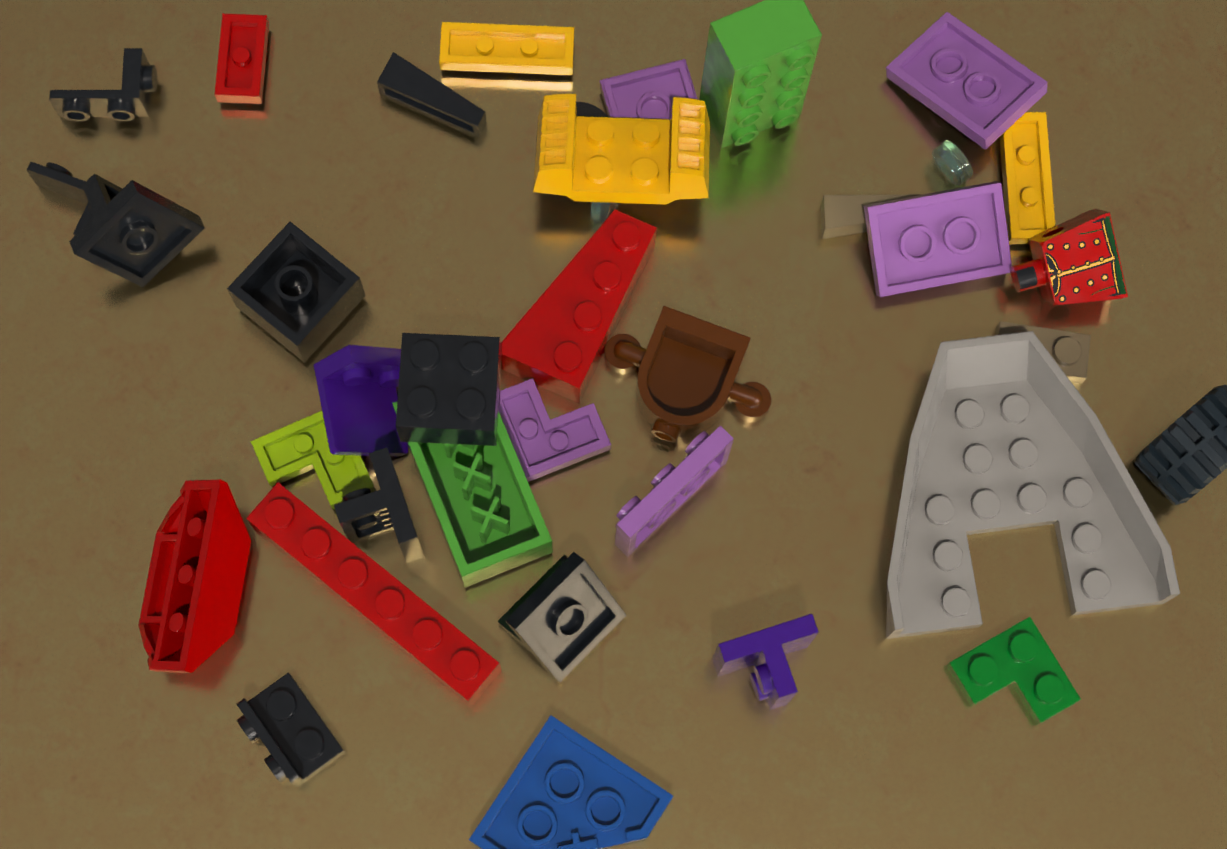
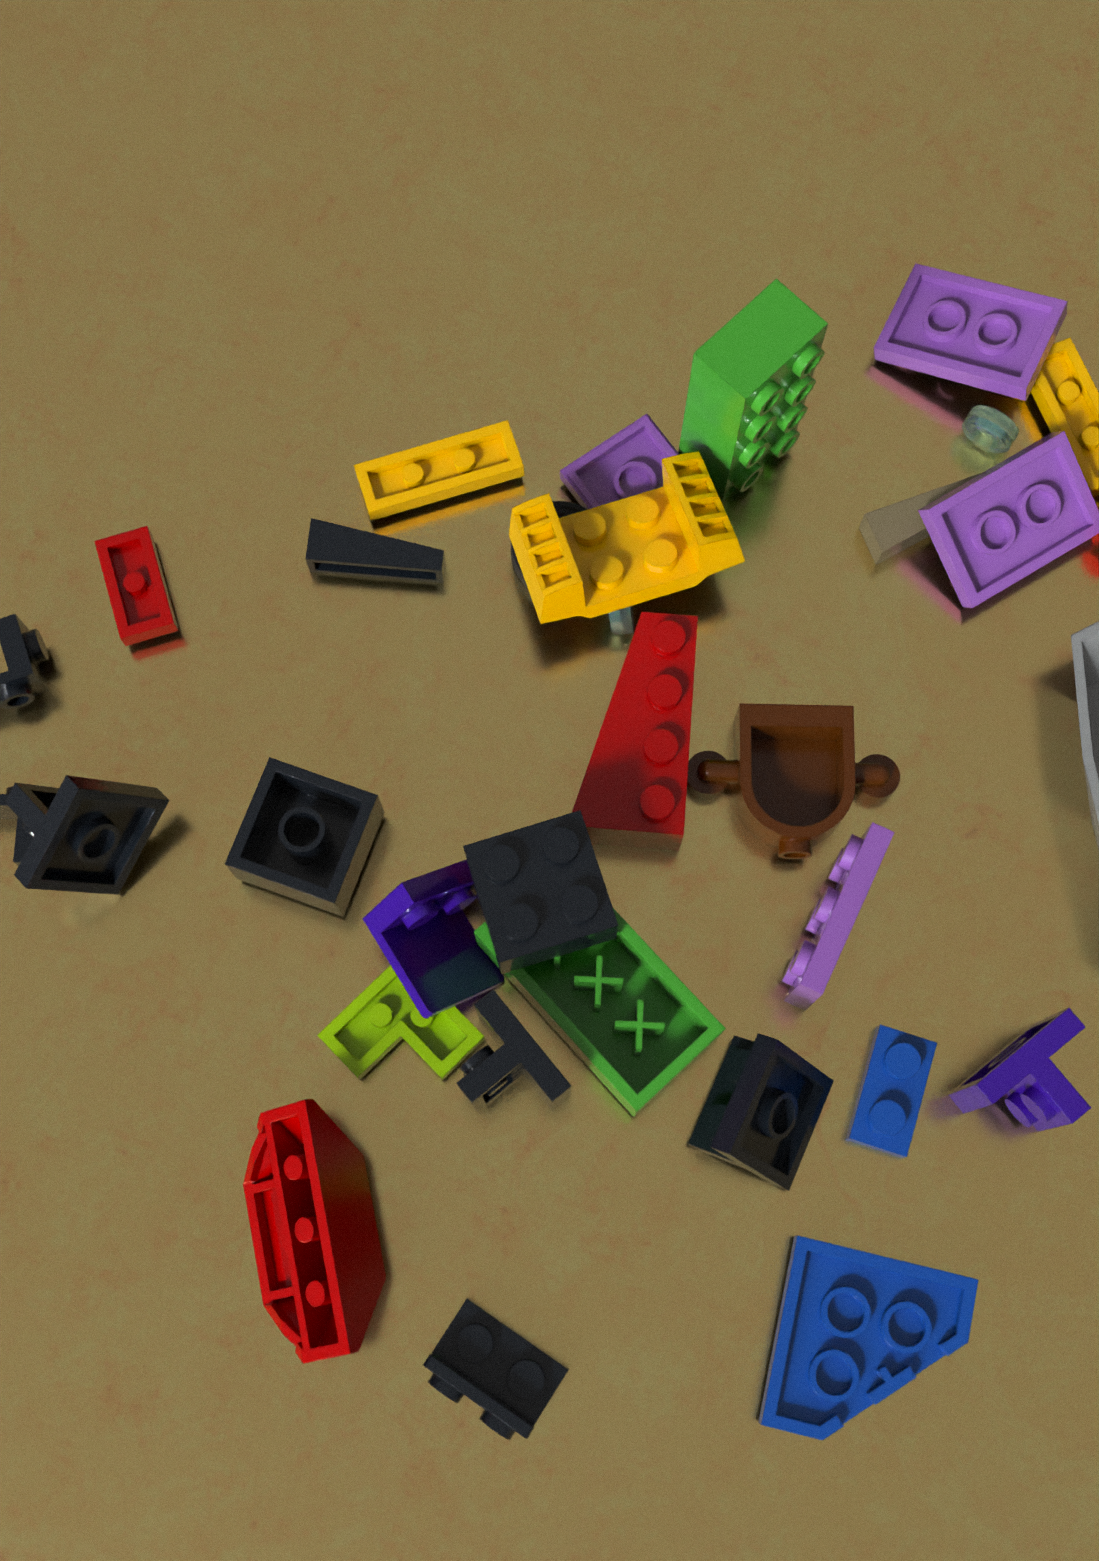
camera: 15 degrees left, 0 degrees up
(374, 595) = (536, 1167): red brick -> none
(546, 443) = (669, 909): medium lavender plate -> none
(667, 638) = (891, 1091): none -> blue plate

